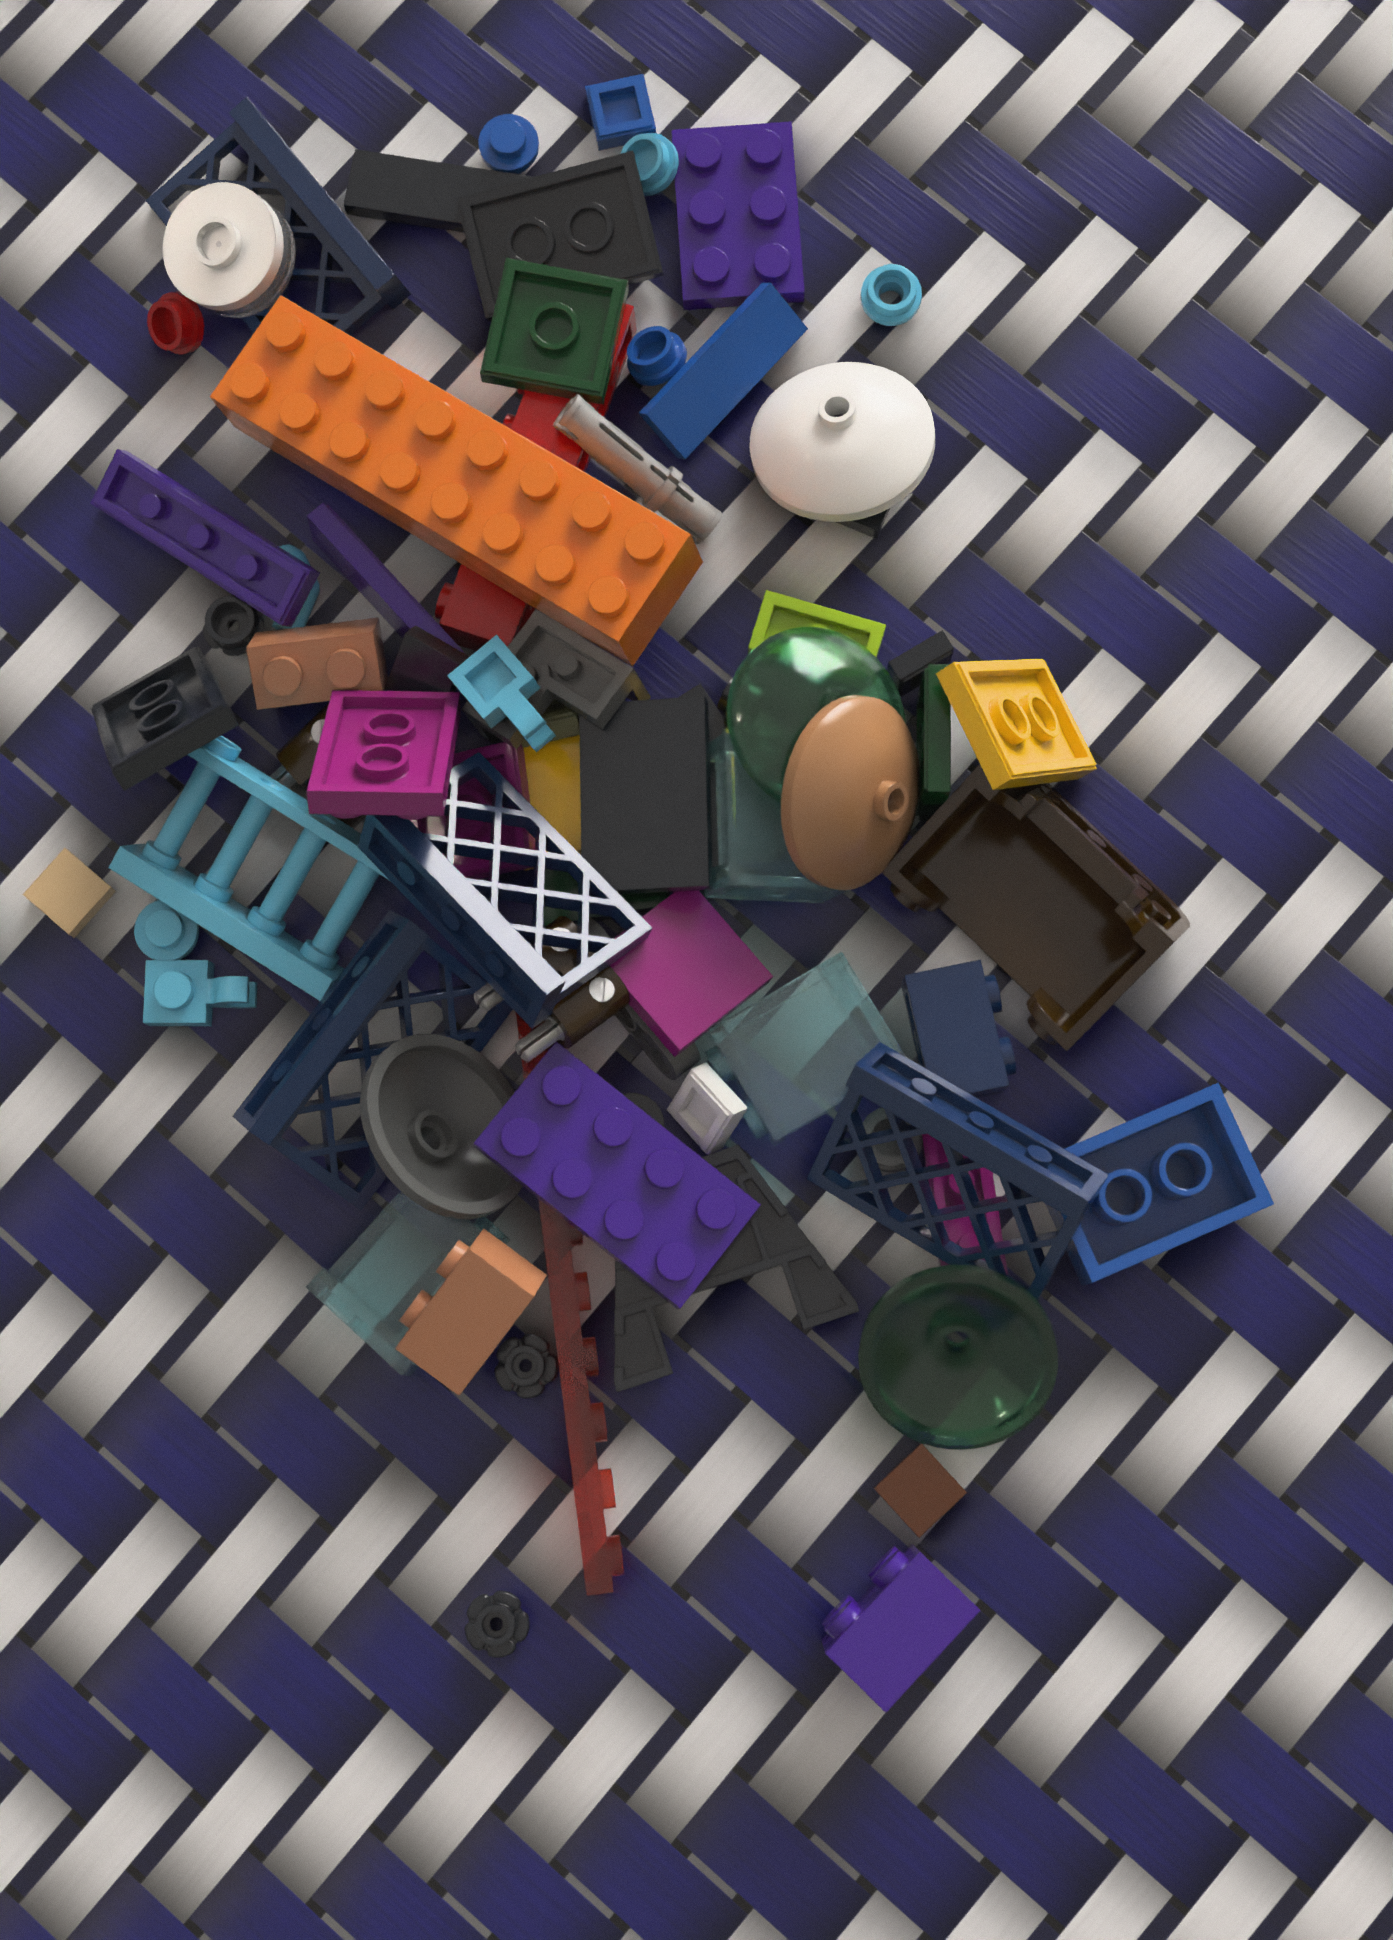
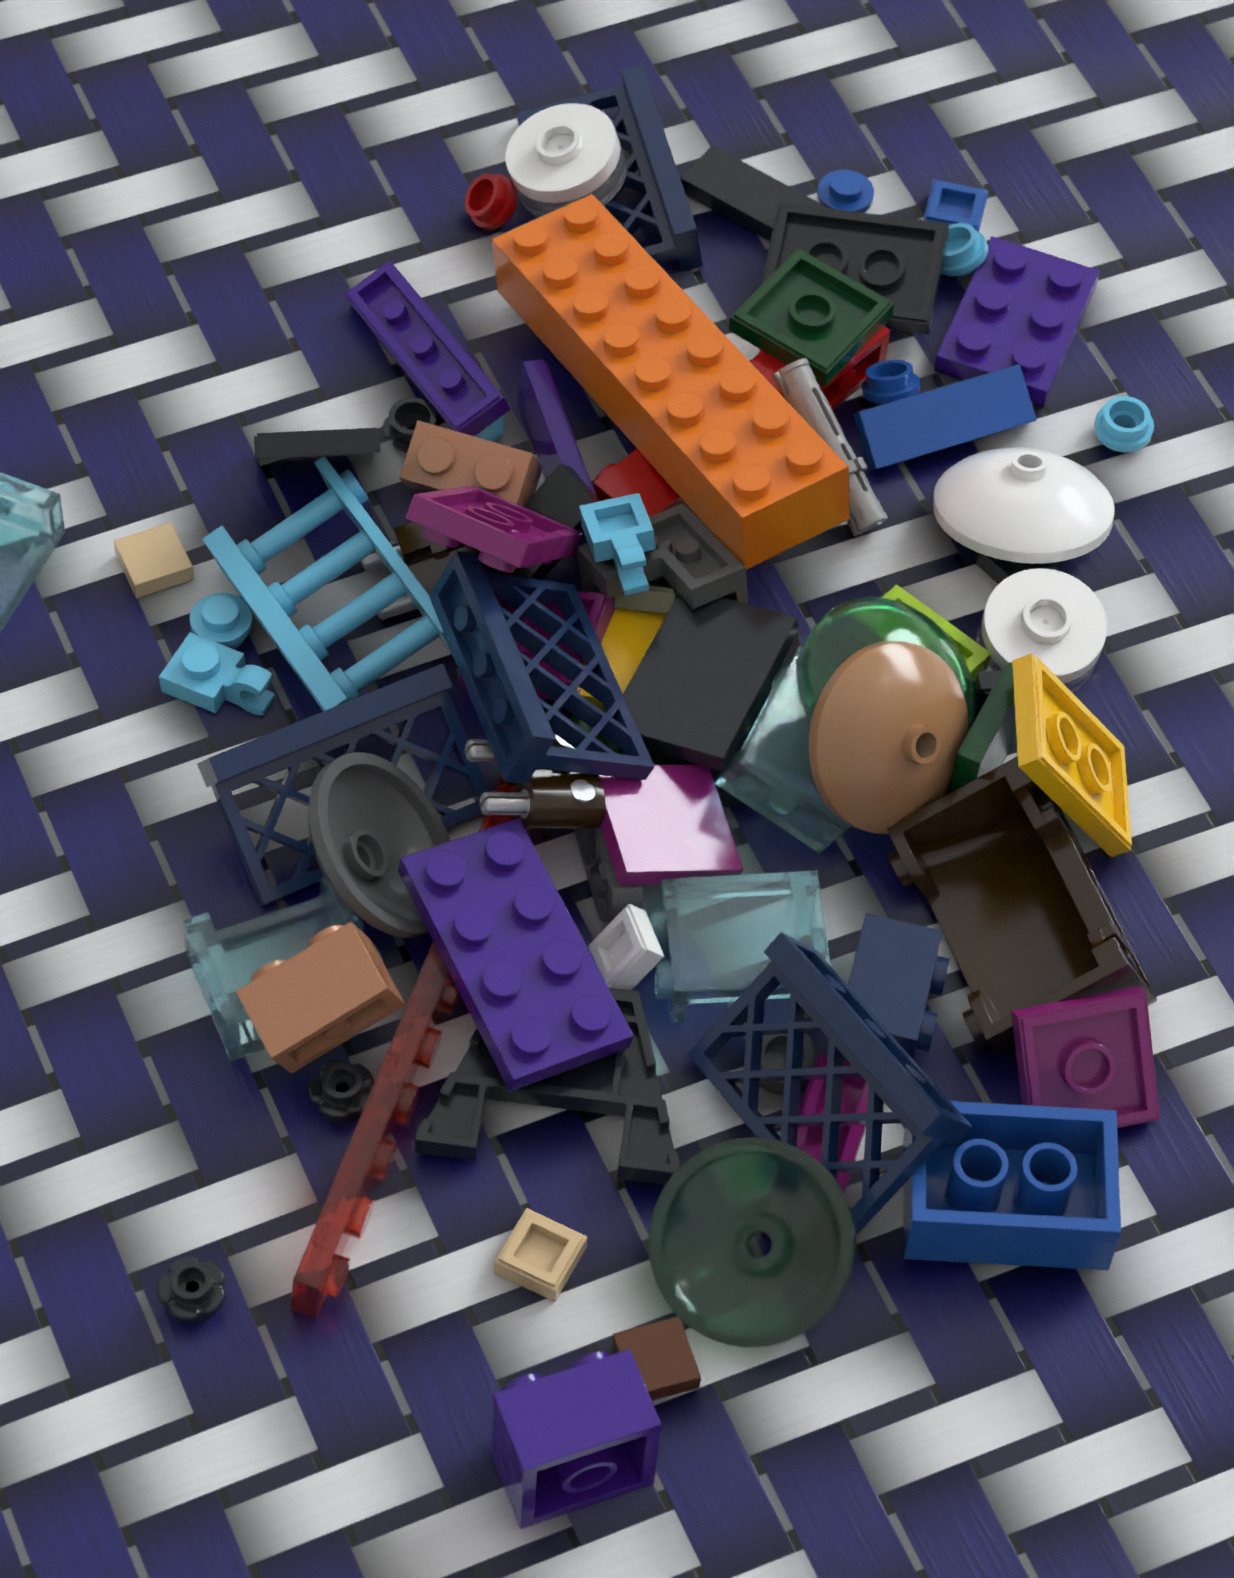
camera: 15 degrees right, 25 degrees down
(773, 1436) = (540, 1254): none -> tan tile
(921, 575) = (1045, 616): none -> white piece
(1162, 1031) = (1089, 1055): none -> magenta tile

